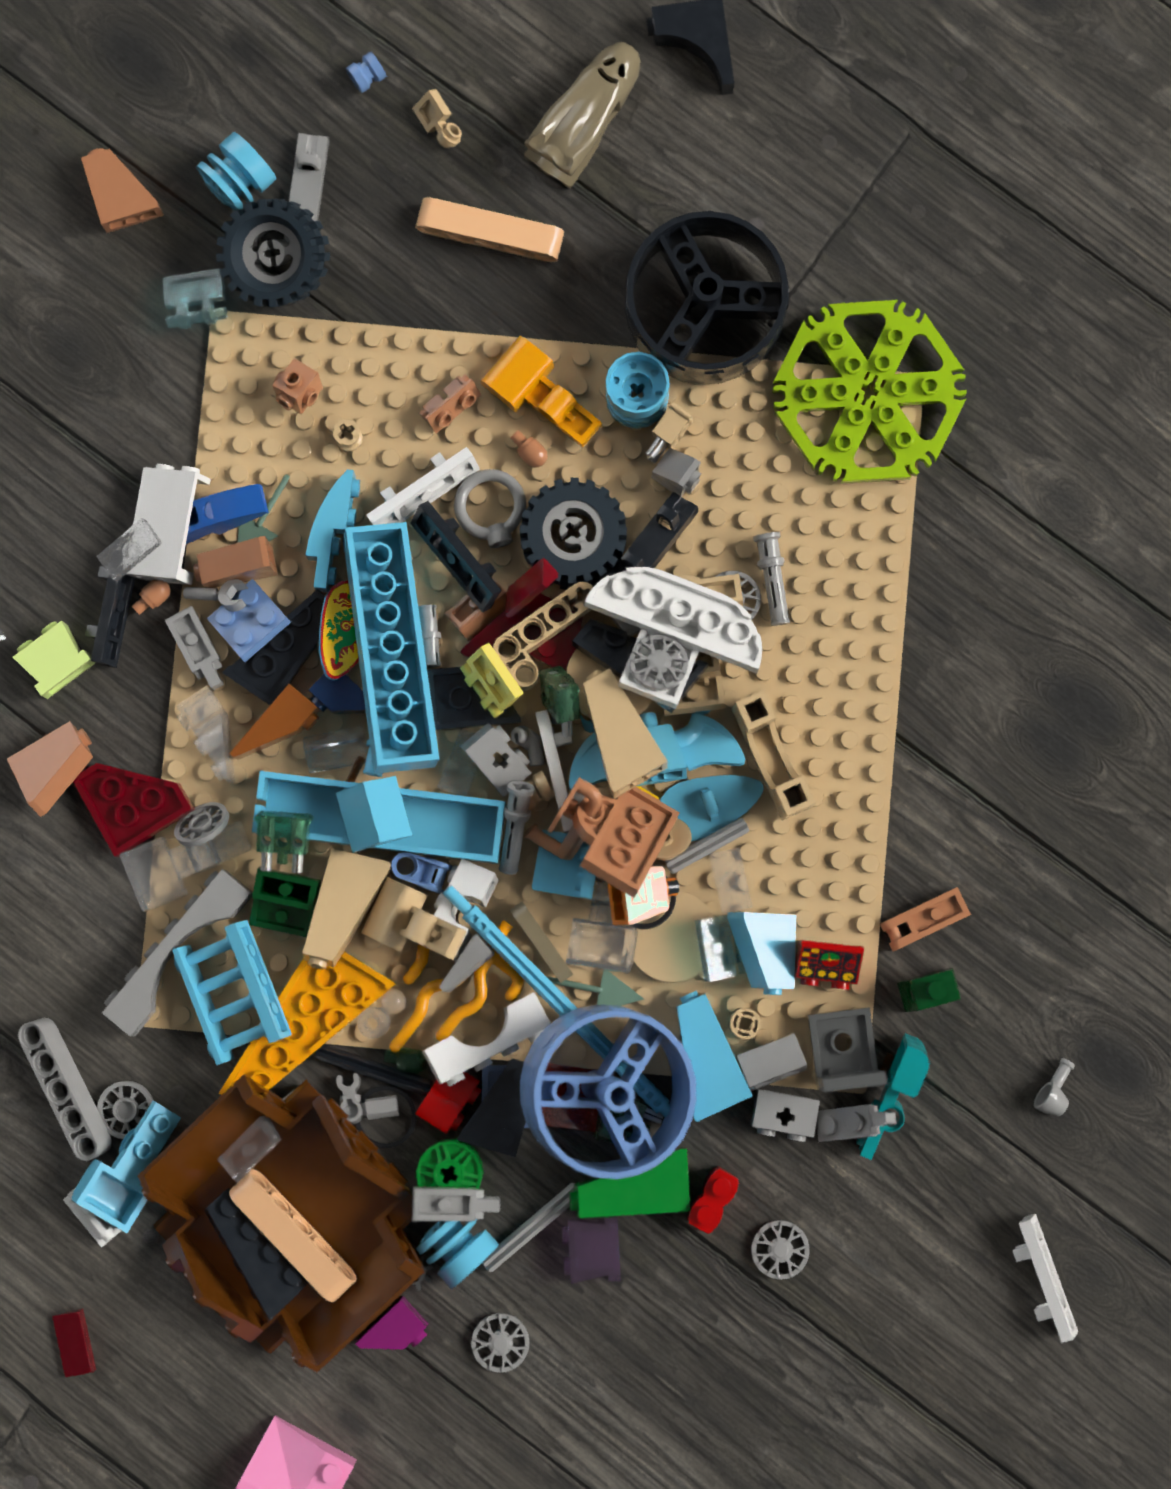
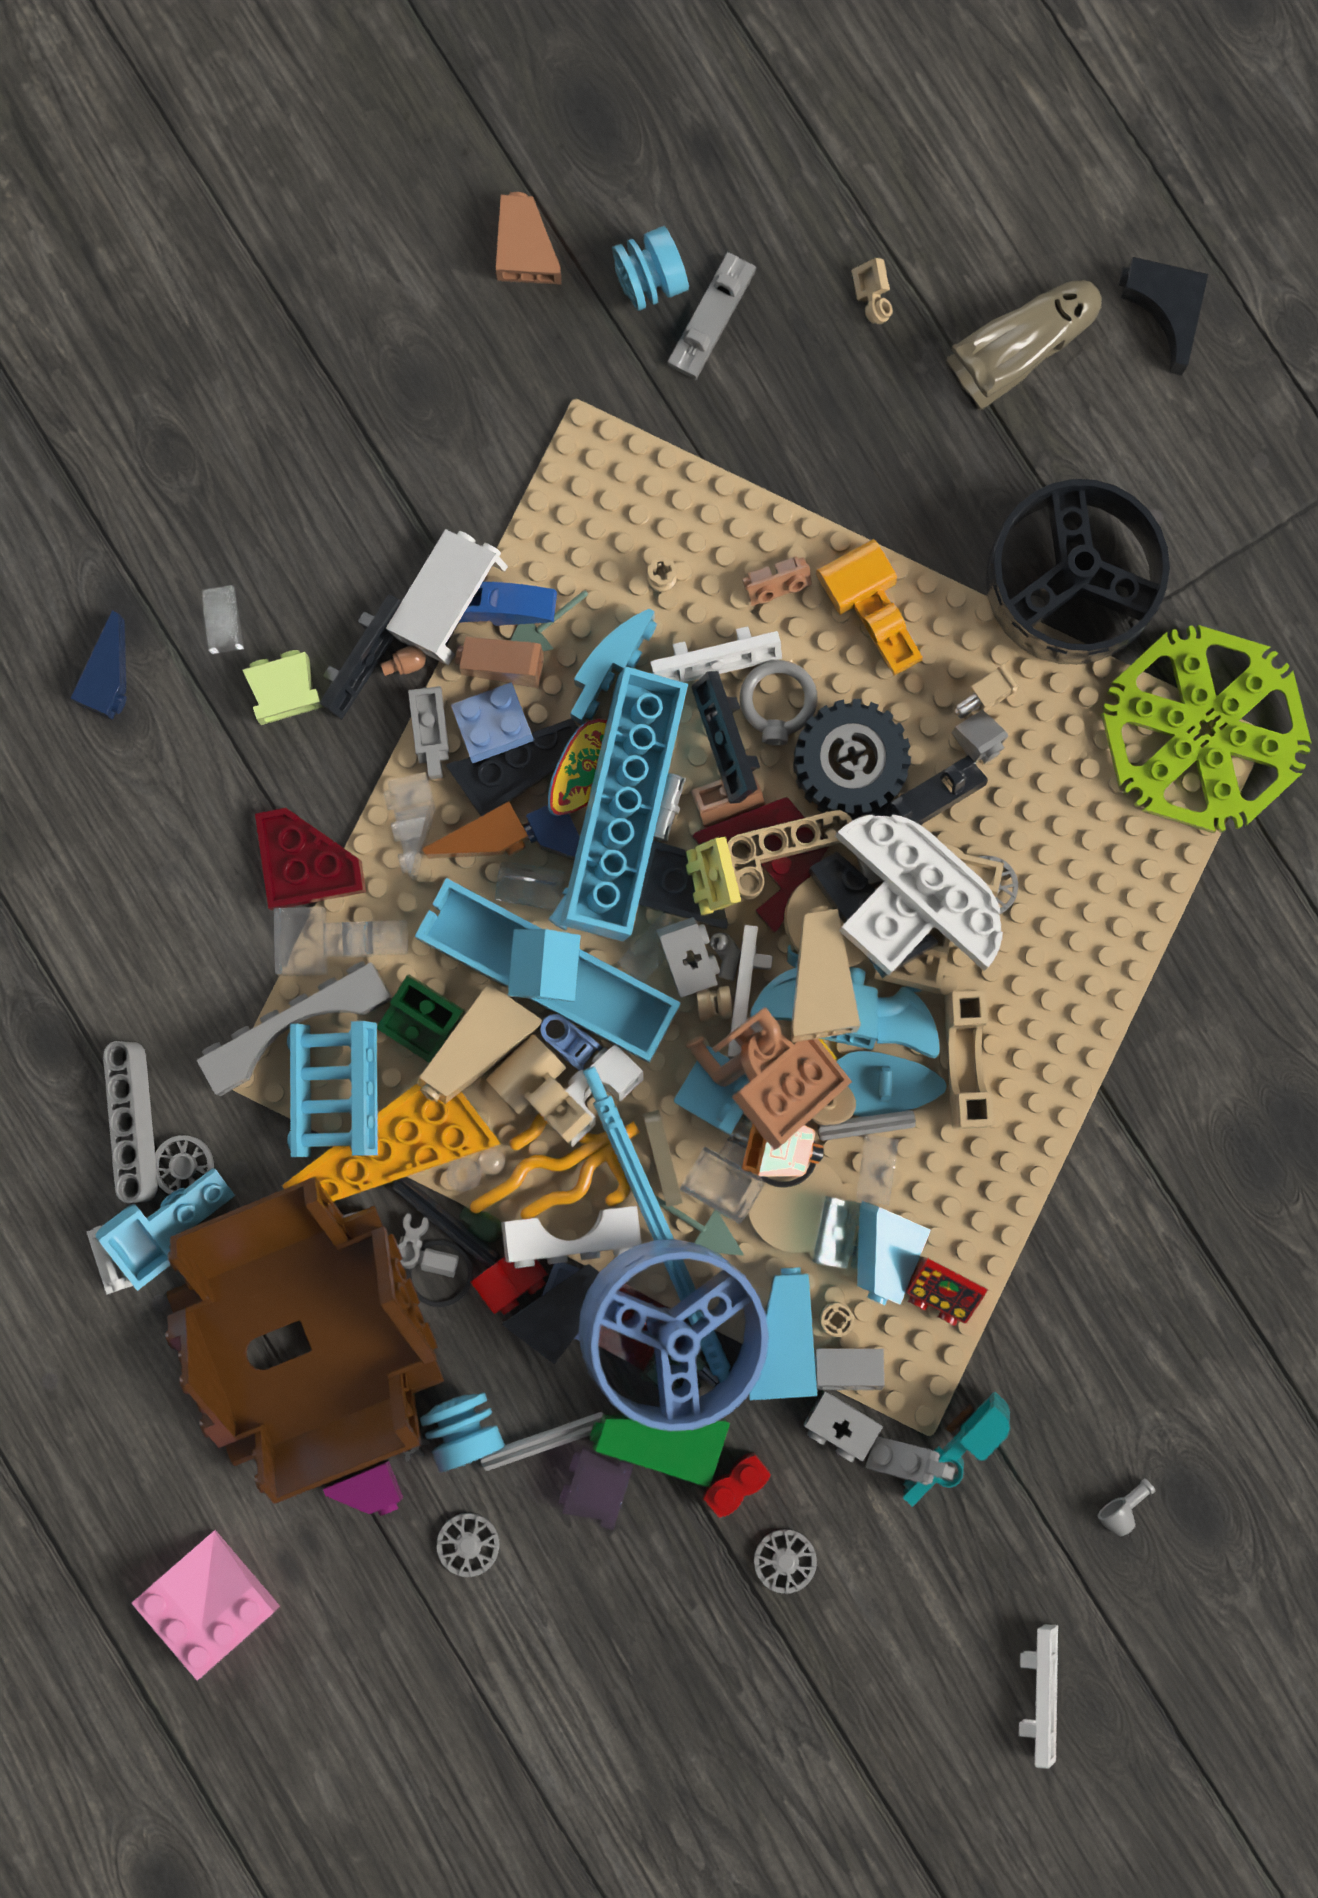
camera: 20 degrees right, 0 degrees up
(50, 765) = (239, 793): nougat slope -> none
(74, 1343) = (43, 1379): dark red slope -> none
(129, 549) = (400, 606): clear plate -> none
(192, 290) = (563, 370): clear light blue plate -> none
(202, 824) = (367, 909): light grey wheel -> none
(224, 594) = (477, 688): light grey piece -> none
(244, 259) = (625, 357): black wheel -> none
(250, 1148) = (292, 1253): clear slope -> none
(265, 1269) = (261, 1367): black wing -> none
(286, 825) = (451, 943): clear green piece -> none
(292, 1235) = (301, 1357): light nougat beam -> none
(297, 387) = (630, 506): nougat brick -> none
(356, 769) = (542, 914): reddish brown leg -> none
(365, 72) = (817, 216): medium blue wheel -> none
(446, 1154) = (502, 1357): green wheel -> none
(451, 1204) = (473, 1387): light grey hinge -> none
(472, 958) = (588, 1147): light grey slope -> none
(490, 229) = (883, 421): light nougat beam -> none
(516, 813) = (687, 1020): light grey pin -> none
(529, 586) = (787, 795): dark red slope -> none
(530, 450) = (839, 658): nougat cylinder -> none
(560, 697) = (776, 919): clear green piece -> none
(637, 374) = (978, 623): medium azure wheel -> none
(658, 662) = (889, 922): light grey wheel -> none
(771, 564) = (1039, 866): light grey pin -> none
(847, 1068) = (923, 1405): dark grey bracket -> none
(926, 918) = (1061, 1284): nougat plate -> none
(929, 990) = (1036, 1358): dark green torso -> none

